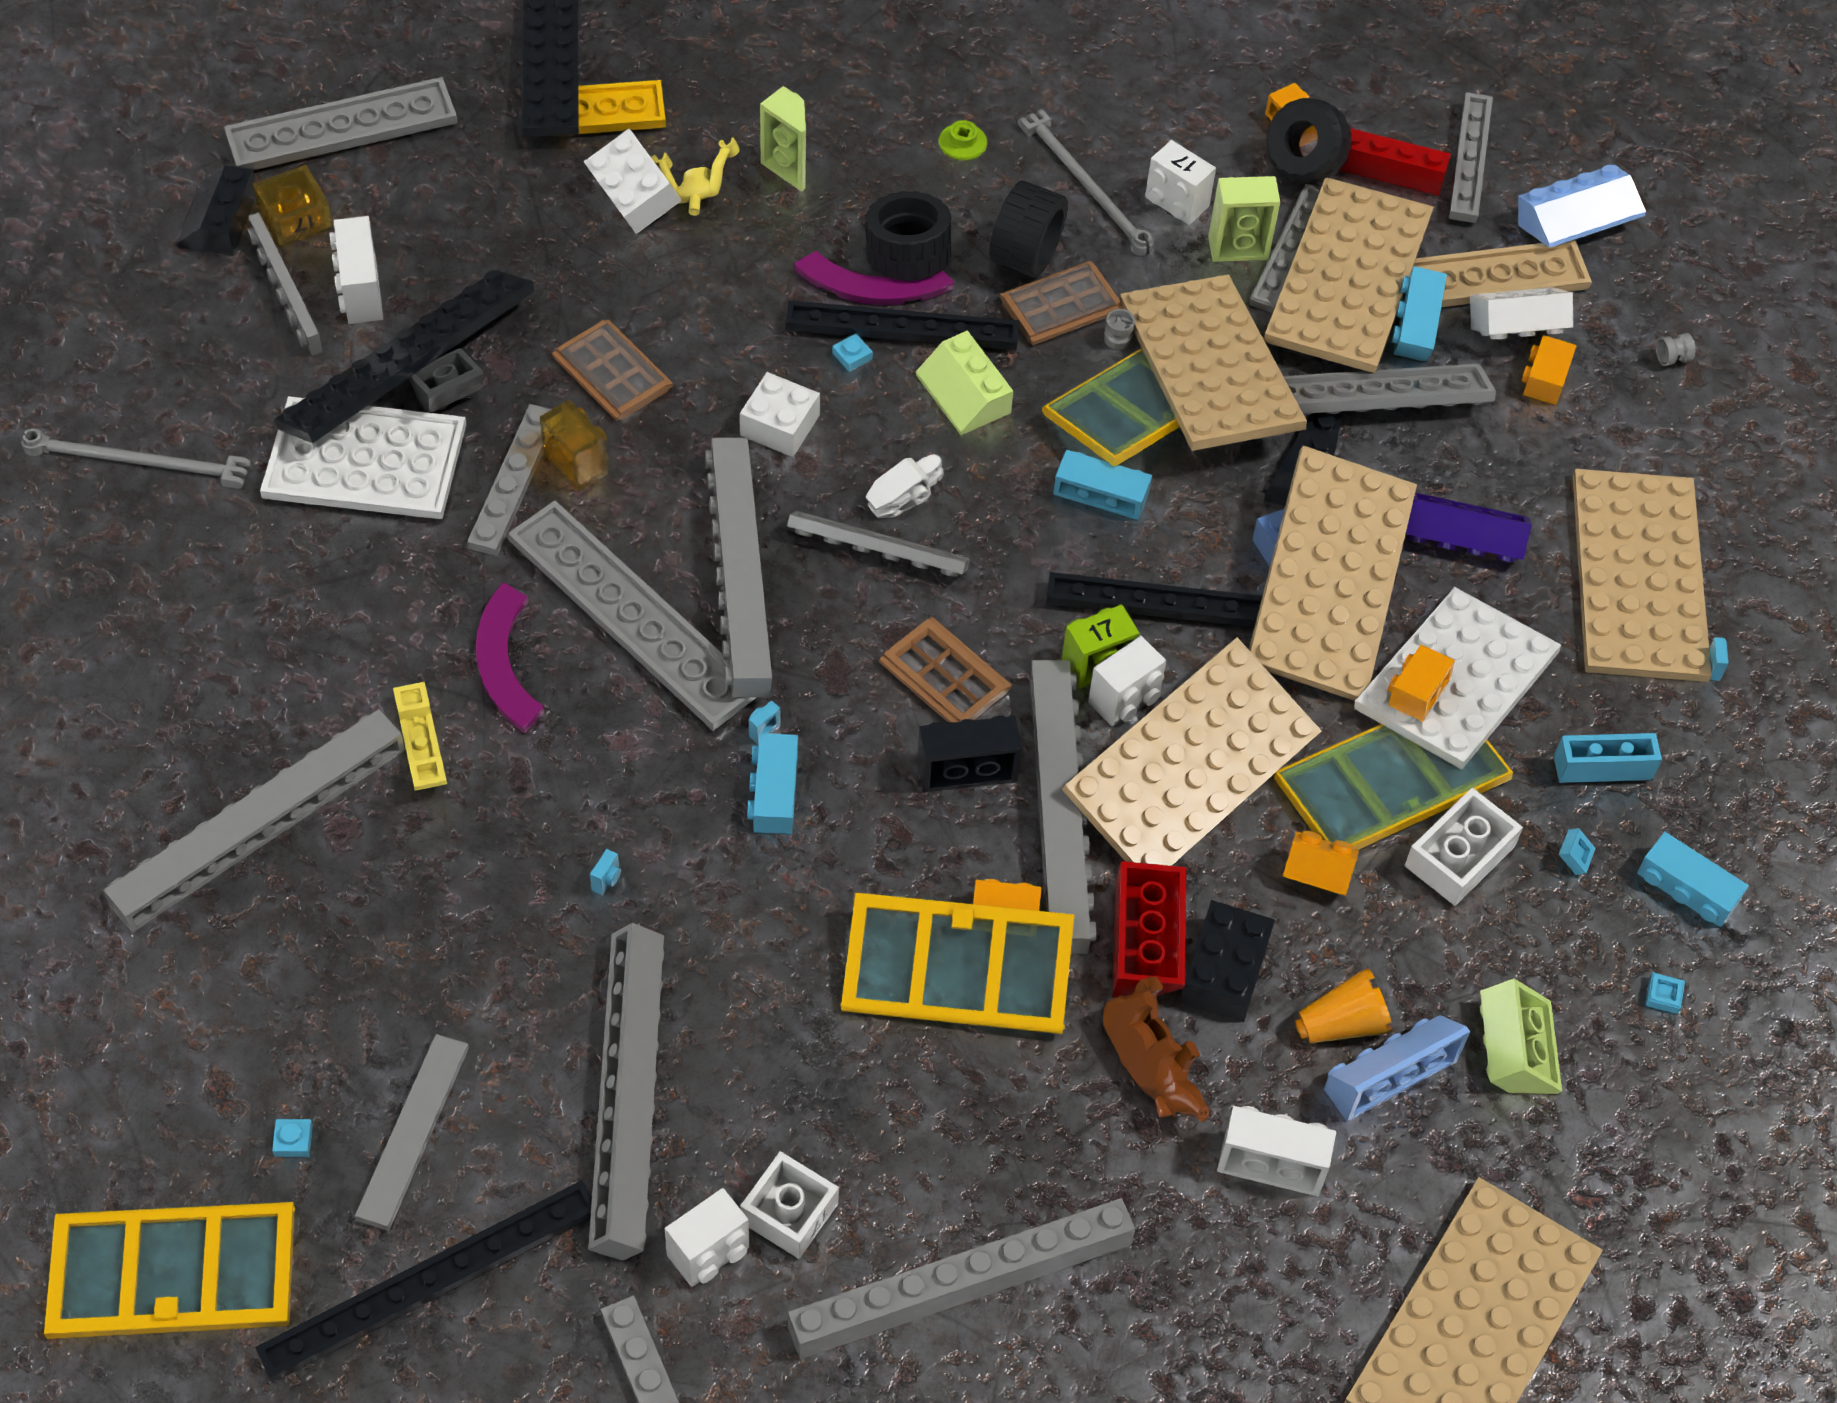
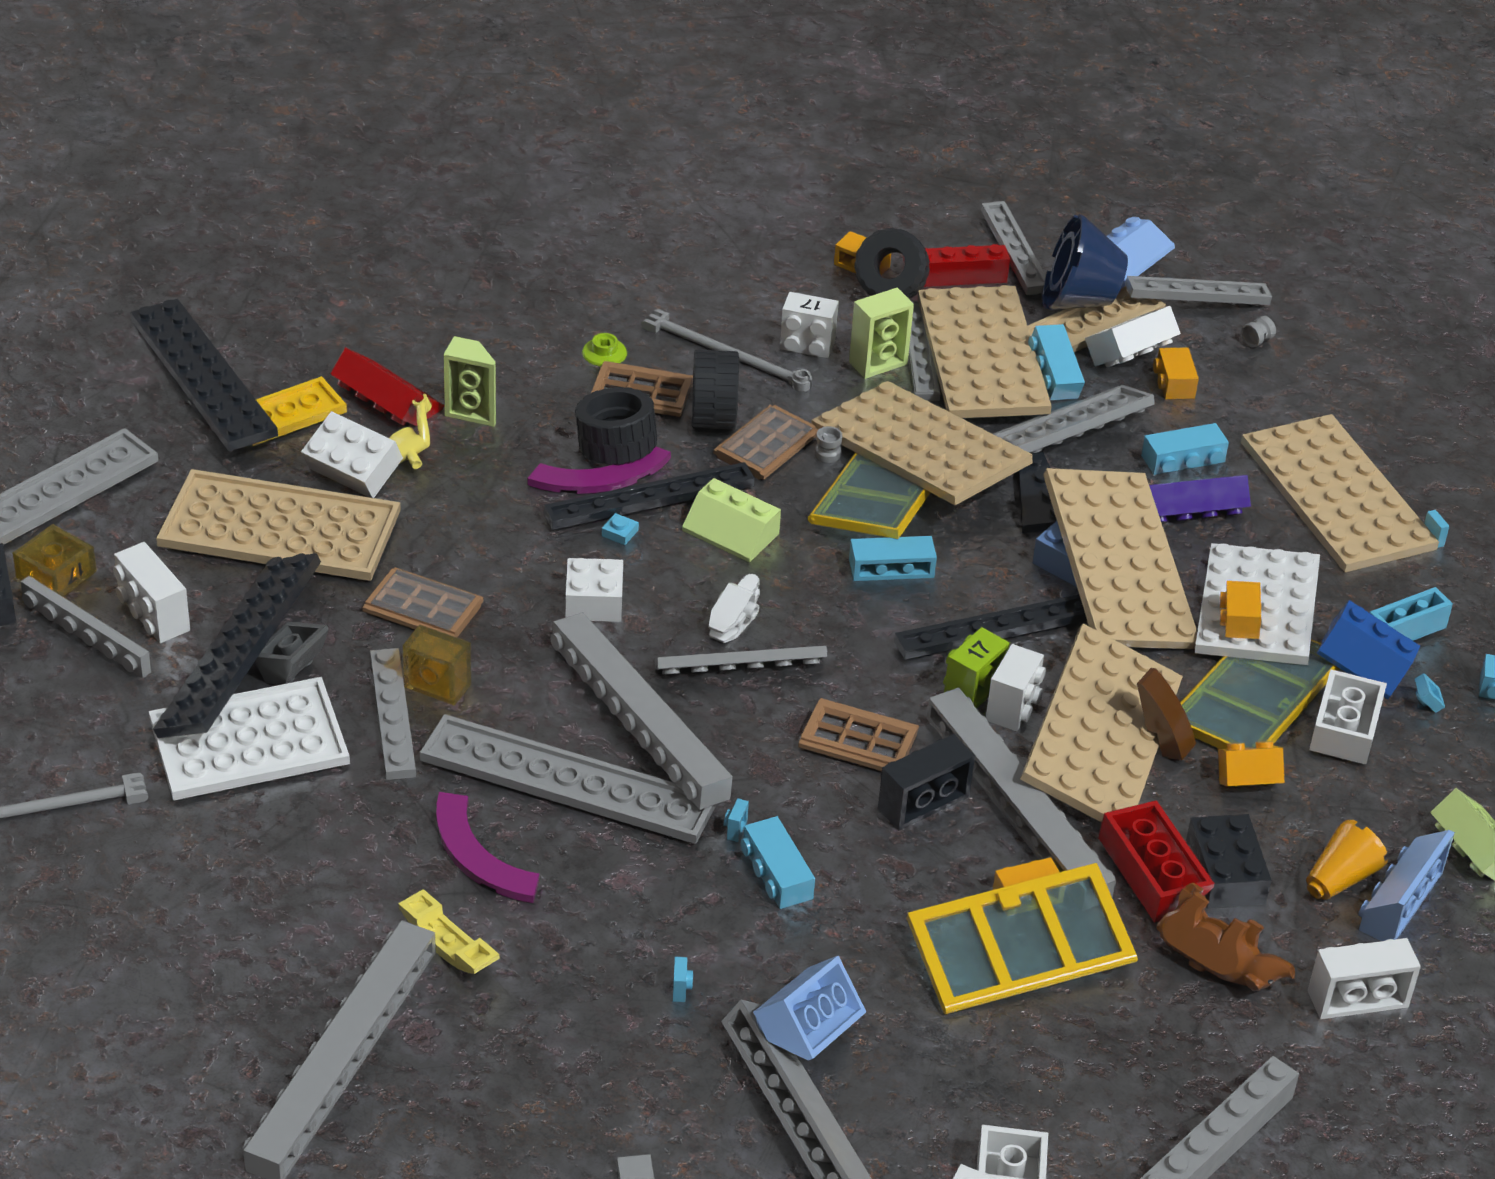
camera: 25 degrees left, 15 degrees down
(529, 232) = (271, 519): none -> tan plate
(696, 960) = (811, 1009): none -> light blue slope
(714, 111) = (381, 386): none -> red slope
(968, 192) = (665, 388): none -> medium nougat piece
(1258, 774) = (1165, 716): none -> reddish brown slope
(1498, 464) = (1184, 448): none -> medium azure brick
(1510, 216) = (1085, 268): none -> dark blue cone
(1535, 778) = (1368, 647): none -> blue slope
(1638, 277) = (1198, 290): none -> light grey plate

